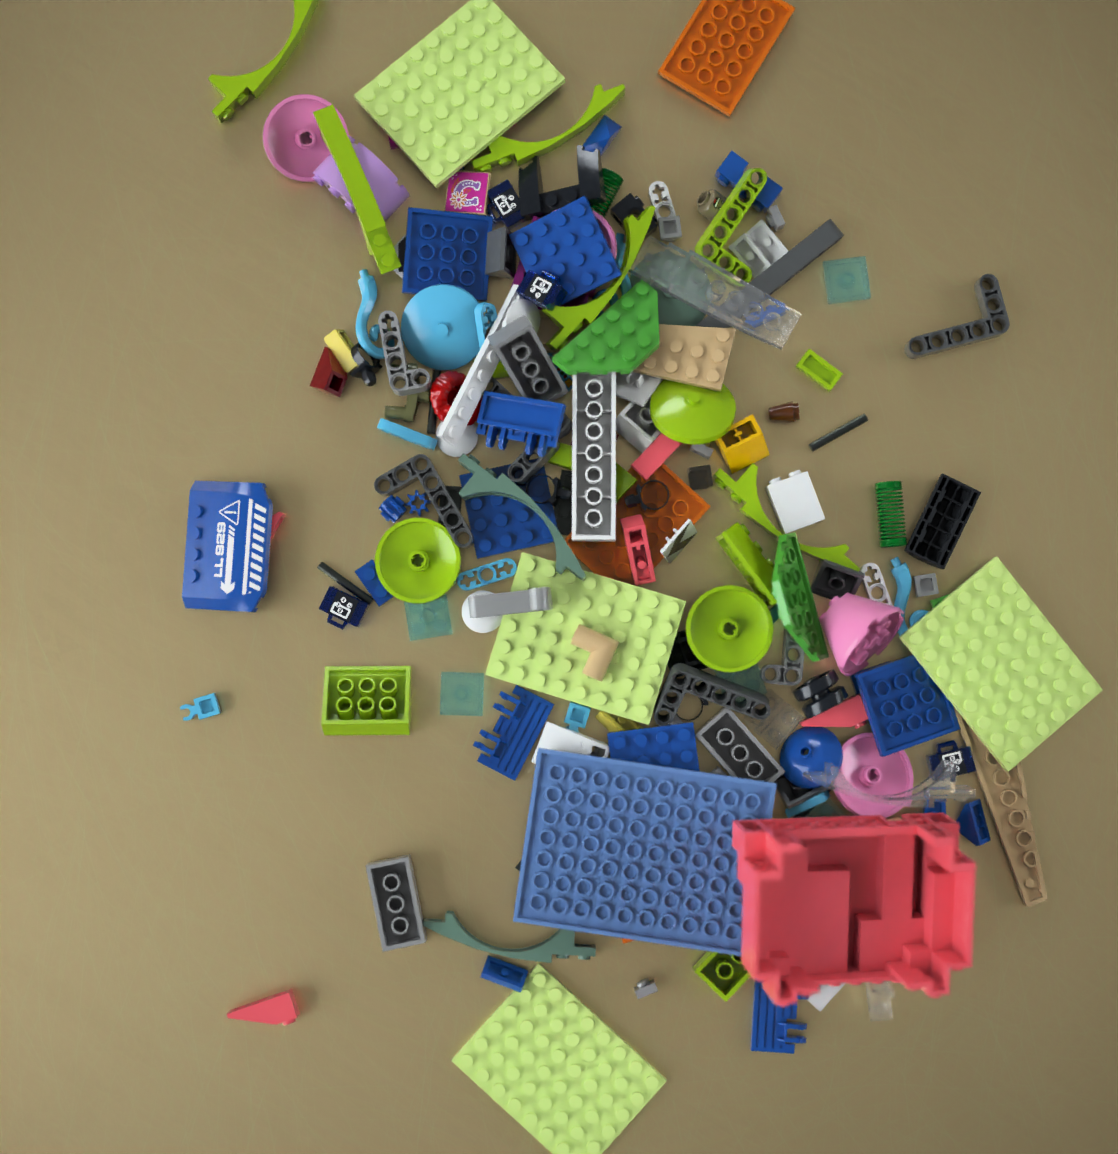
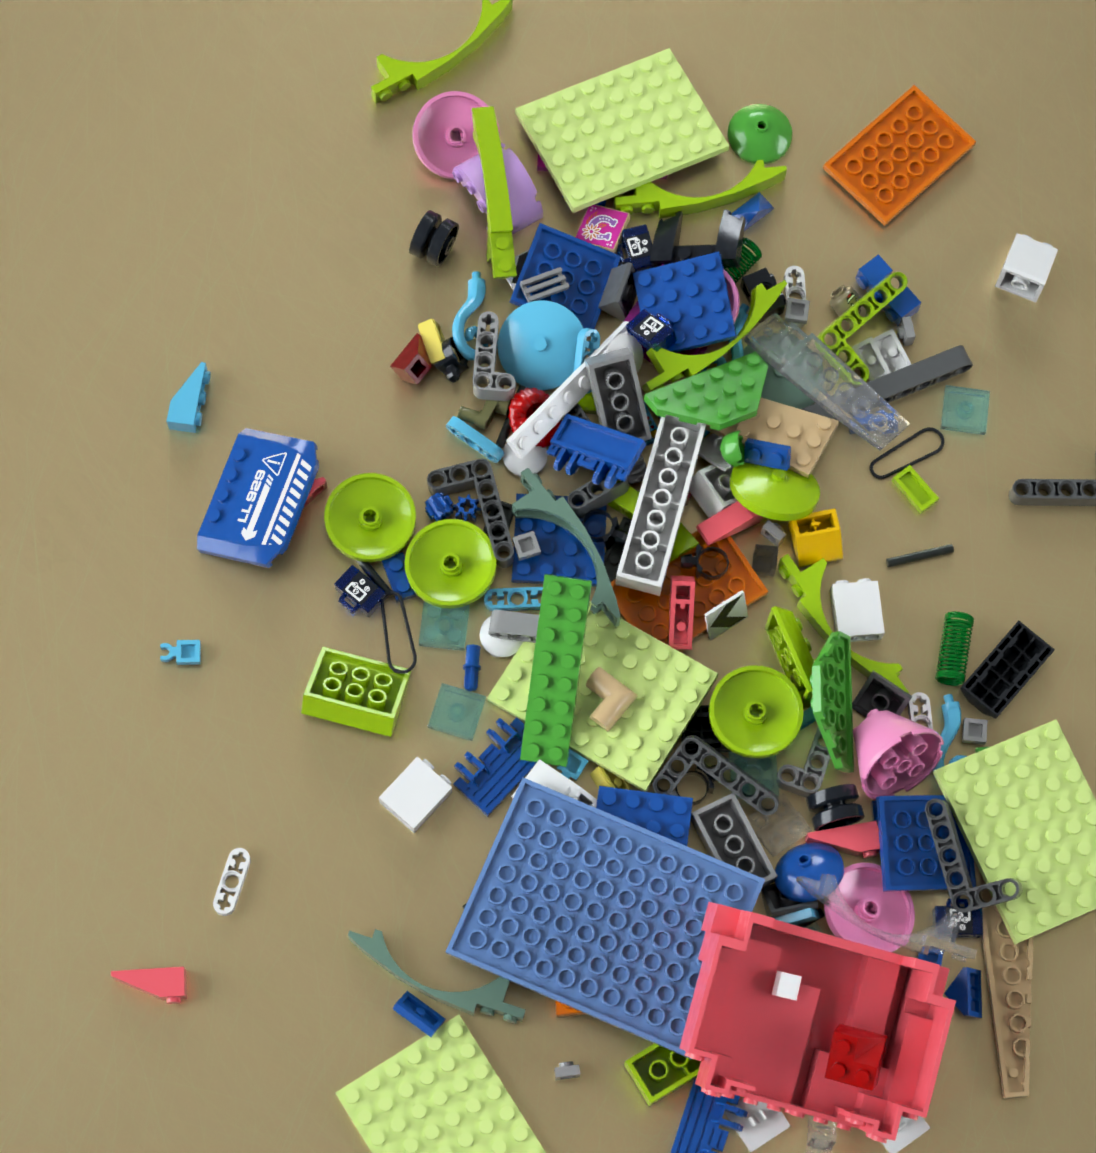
camera: 15 degrees right, 15 degrees down
(134, 474) = (185, 406): none -> medium azure slope
(312, 917) = (244, 866): none -> white beam
(314, 249) = (434, 238): none -> black wheel
(332, 537) = (370, 517): none -> lime dish
(396, 902) = (326, 904): light grey brick -> none
(398, 633) = (408, 631): none -> black piece
(443, 257) = (560, 278): none -> light grey tile
(447, 780) = (416, 794): none -> white brick
(464, 650) = (471, 667): none -> blue axle
(481, 525) = (526, 545): none -> light grey plate
(540, 641) = (556, 669): none -> bright green plate
(589, 67) = (755, 143): none -> bright green dish
(646, 385) = (733, 449): none -> bright green hair
(678, 380) = (767, 454): none -> blue plate
(785, 412) = (869, 520): reddish brown cone -> none
(814, 341) = (901, 444): none -> black piece
(820, 879) = (786, 985): none -> white tile
(872, 123) = (1026, 267): none -> white slope
(896, 925) = (855, 1057): none -> red slope
(941, 719) = (959, 865): none -> dark grey beam

